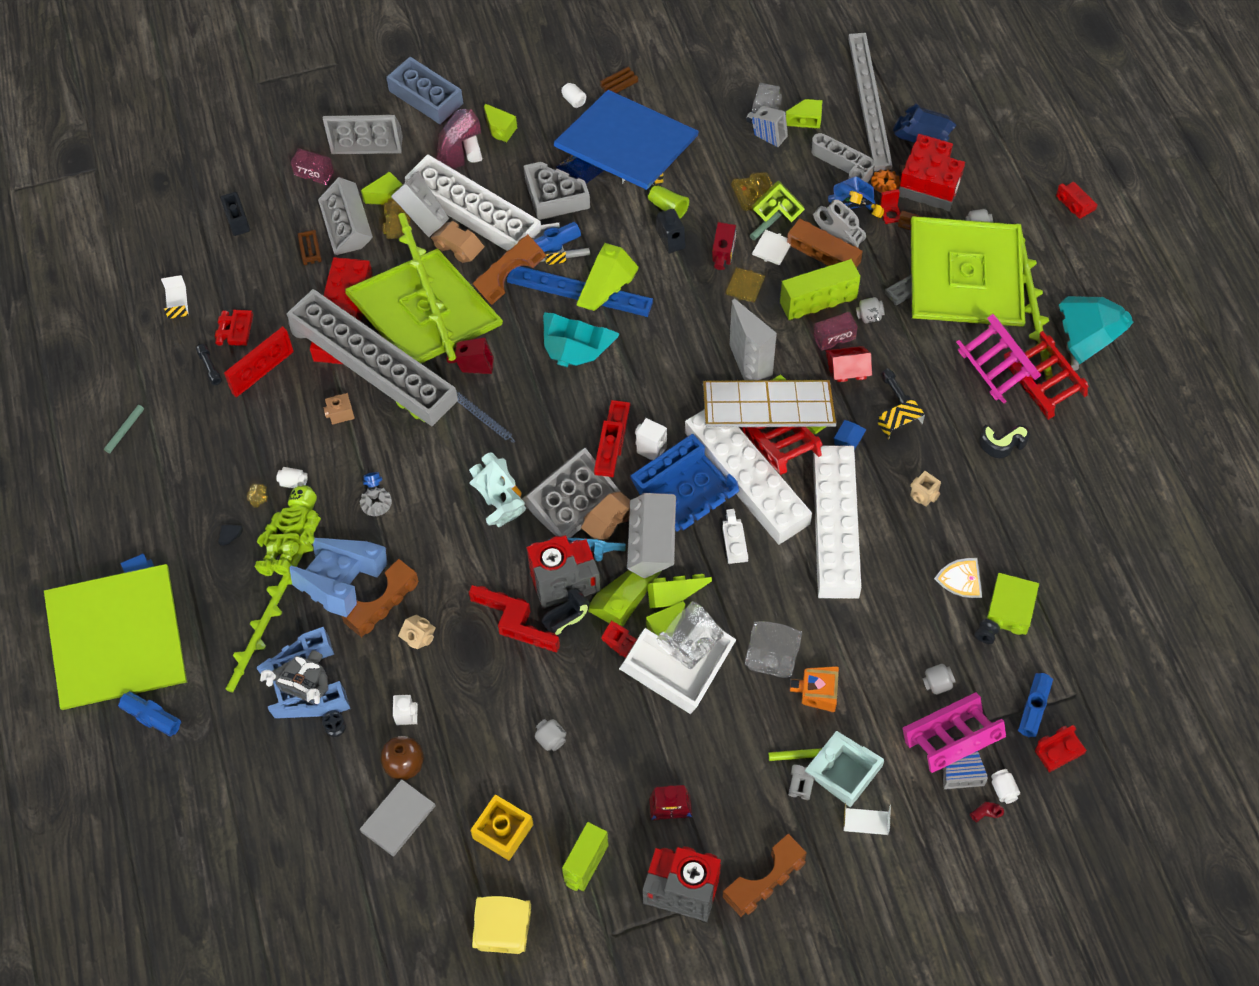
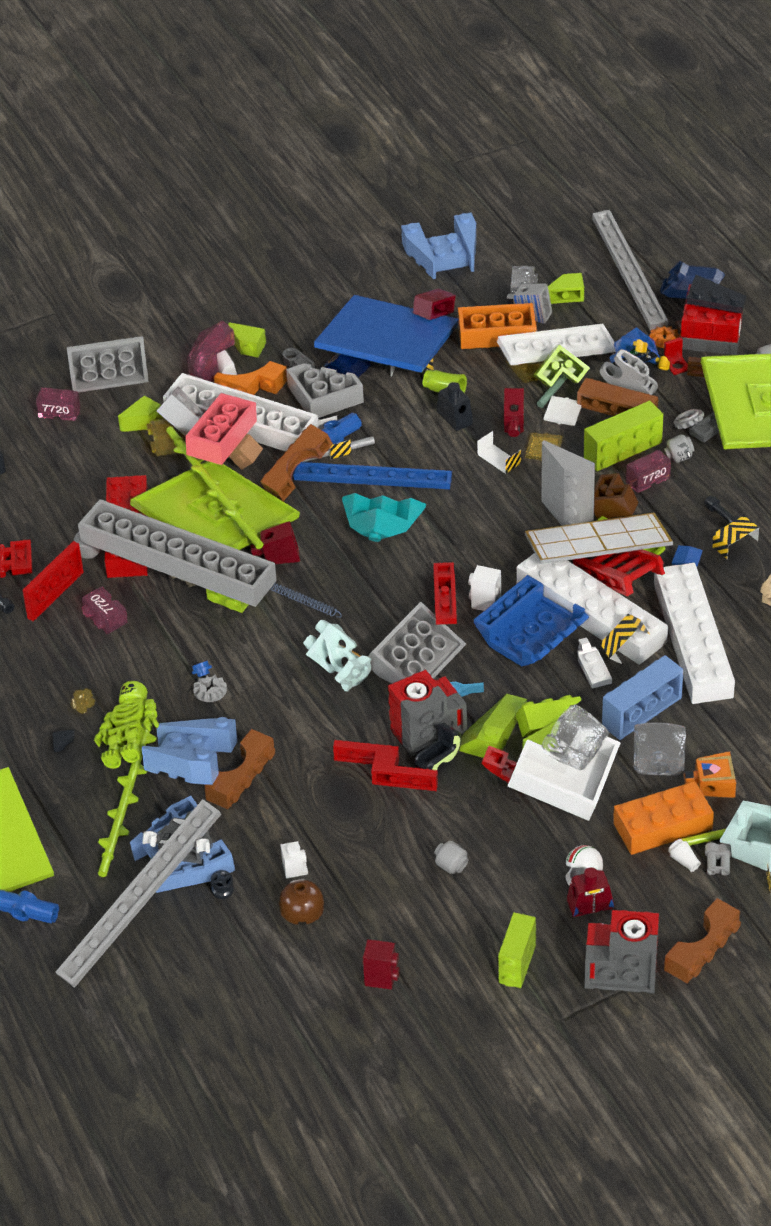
camera: 10 degrees left, 15 degrees down
(247, 730) = (138, 893): none -> light grey plate
(291, 477) = (114, 679): white brick -> none
(299, 399) = (103, 611): none -> clear pink brick
(311, 258) = (78, 487): reddish brown tile -> none
(338, 409) = (148, 612): medium nougat brick -> none
(345, 217) = (105, 444): light grey slope -> none
(397, 817) = (311, 955): light grey tile -> none
(417, 632) = (288, 790): tan brick -> none
(425, 90) = (160, 320): sand blue brick -> none
(444, 226) = (221, 428): none -> coral brick
(454, 848) = (380, 964): none -> dark red brick
(485, 174) = (268, 378): none -> orange arch
(501, 924) = (446, 1023): light yellow piece -> none
(502, 827) = (424, 941): yellow brick -> none
(542, 154) = (299, 359): none -> dark grey piece
(573, 95) = (319, 304): white brick -> none
(606, 515) = (458, 659): medium nougat brick -> none
(608, 275) = (400, 455): lime wedge -> none
(617, 78) = (361, 285): reddish brown tile -> none
(651, 533) = (509, 665): light grey slope -> none
(672, 766) = (582, 858): none -> white helmet
(678, 113) = (434, 304): none -> dark red brick
(698, 287) = (496, 456): none -> white sticker
(702, 54) = (443, 251): none -> medium blue wedge
(730, 146) = (483, 324): none -> orange brick
(759, 727) = (663, 817): none -> orange brick
(765, 516) = (621, 634): none -> sticker
(769, 589) = (642, 697): none -> medium blue brick
(769, 771) = (684, 855): none -> white cone
(794, 174) = (536, 346): none -> white plate
(794, 357) = (613, 497): none -> reddish brown brick
(842, 157) = (614, 319): light grey beam -> none
(849, 363) = (669, 497): slope -> none
(886, 278) = (688, 418): none -> light grey gear
(939, 152) = (713, 295): none -> black wing

